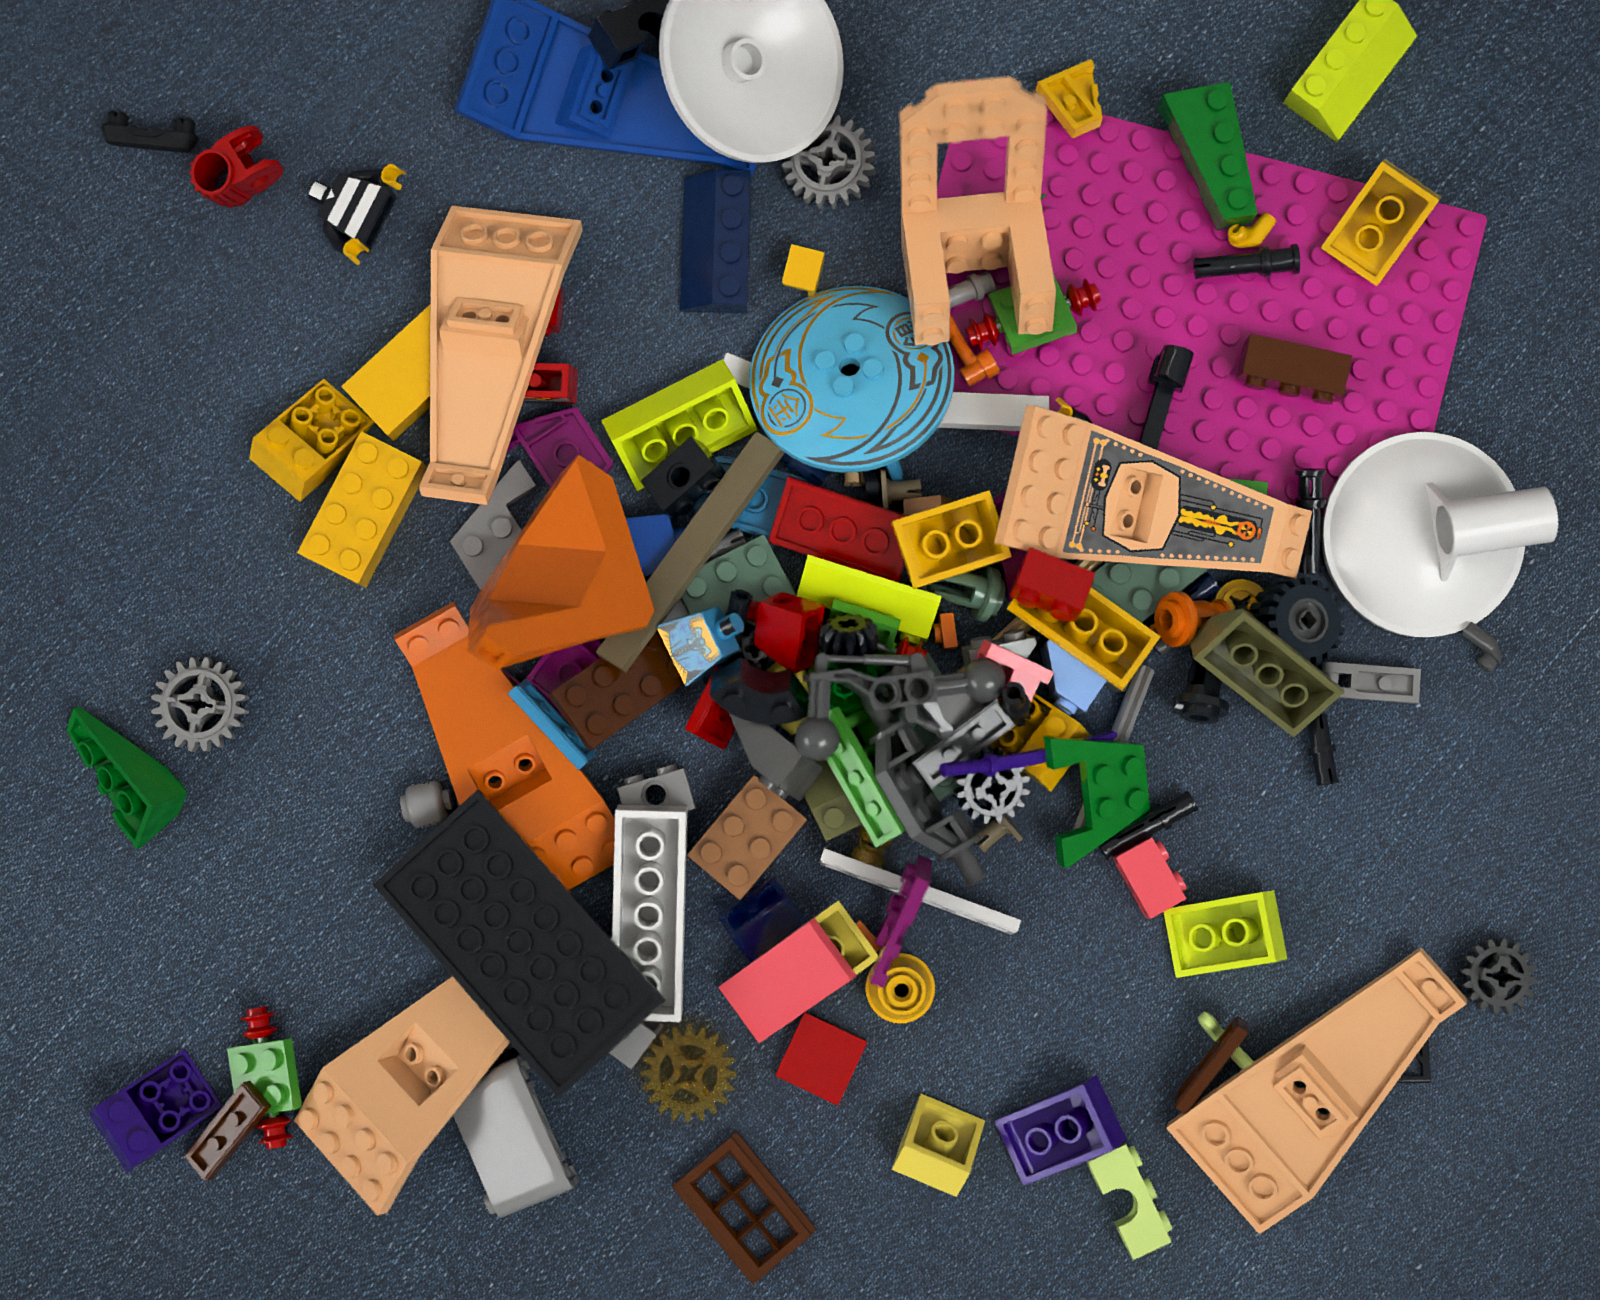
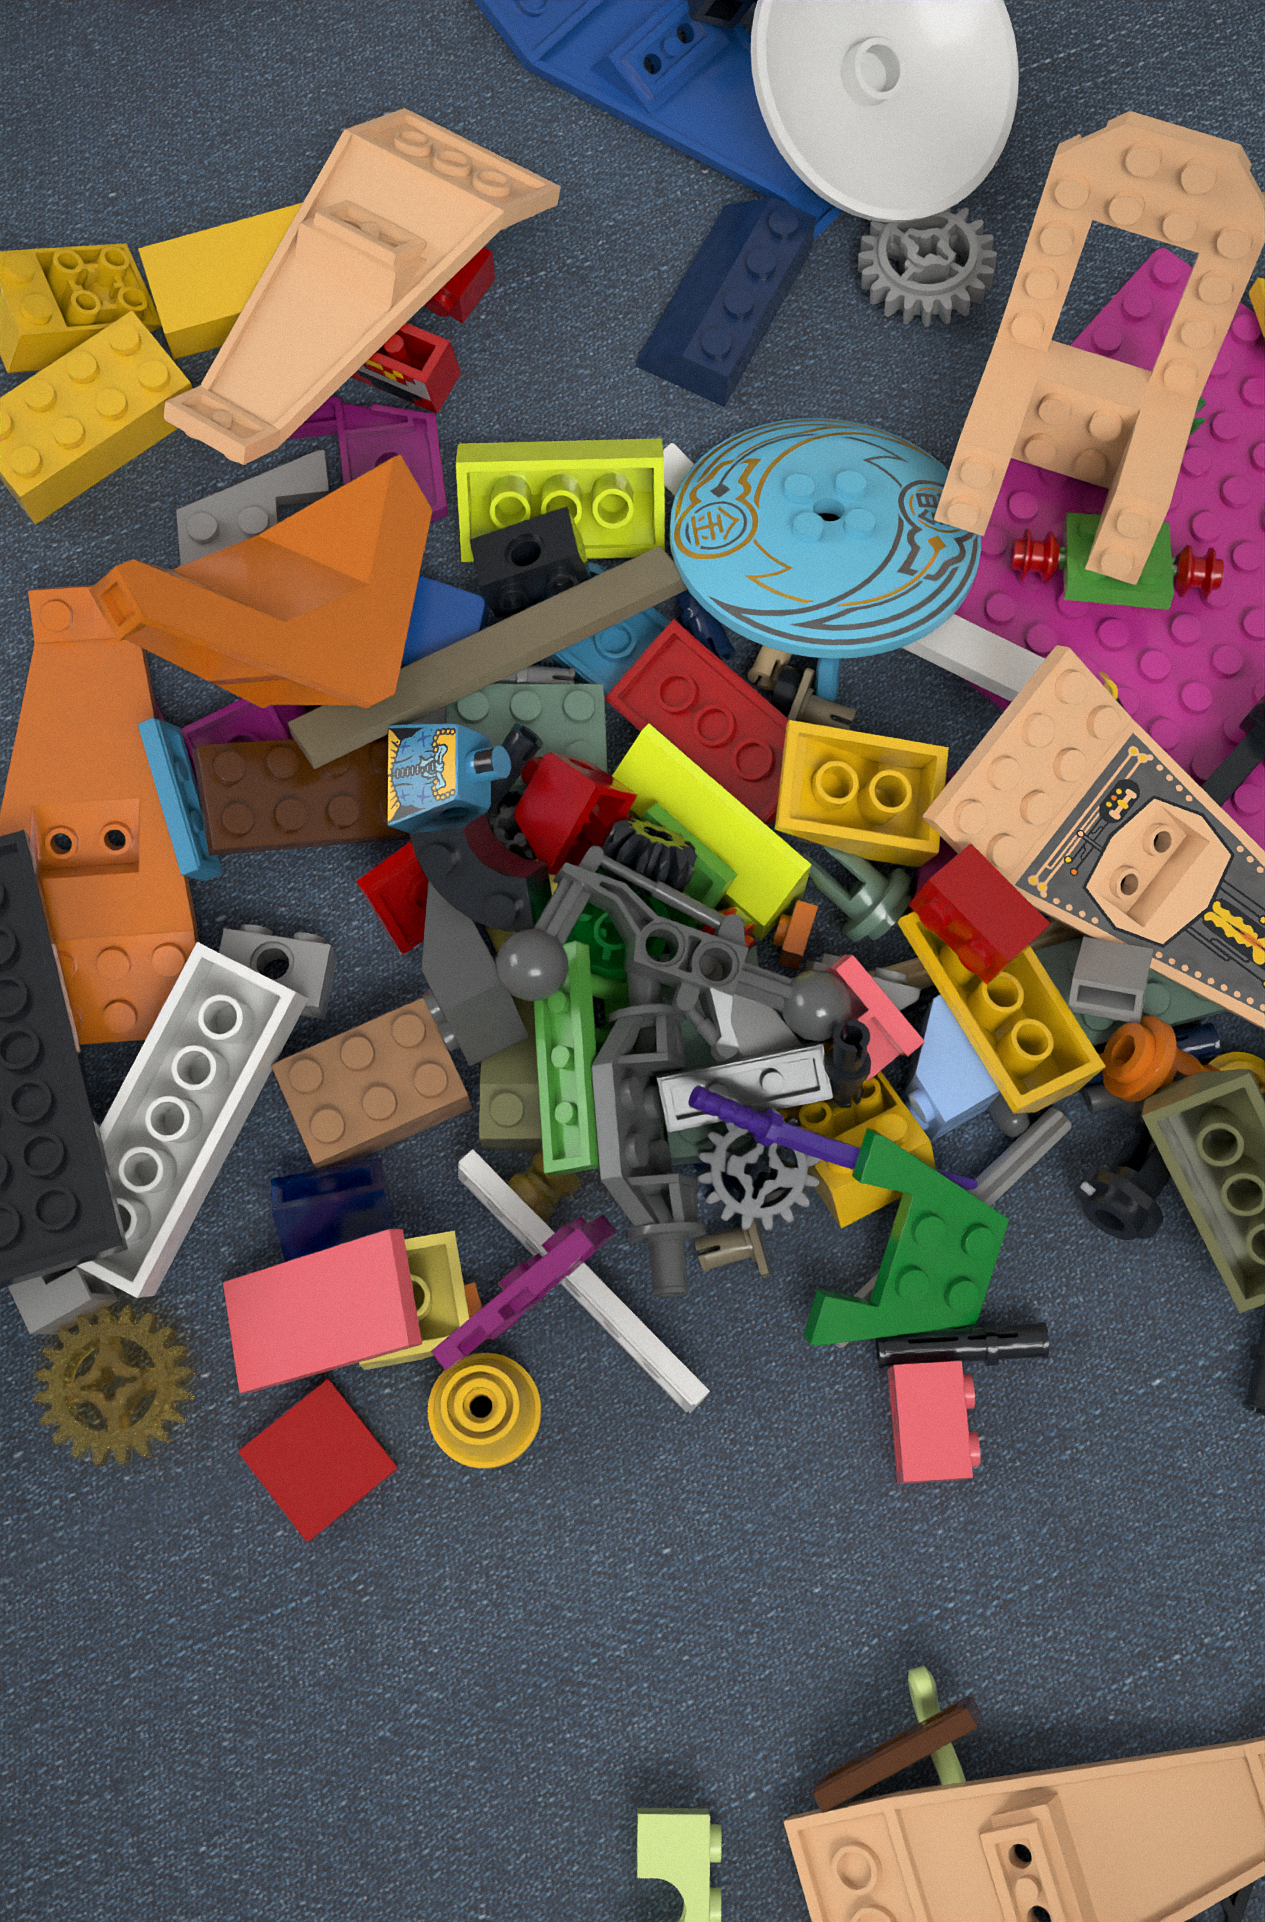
camera: 20 degrees right, 10 degrees down
(356, 208) = (282, 54): torso -> none
(721, 1230) = (40, 1643): reddish brown piece -> none
(803, 269) = (829, 375): yellow panel -> none
(939, 1145) = (425, 1676): light yellow slope -> none
(972, 288) = (1047, 495): light grey pin -> none
(976, 366) = (1005, 598): orange brick -> none
(1061, 1130) = (621, 1746): dark purple slope -> none
(1141, 583) = (1110, 980): none -> light grey piece
(1225, 934) = (1009, 1562): neon yellow slope -> none

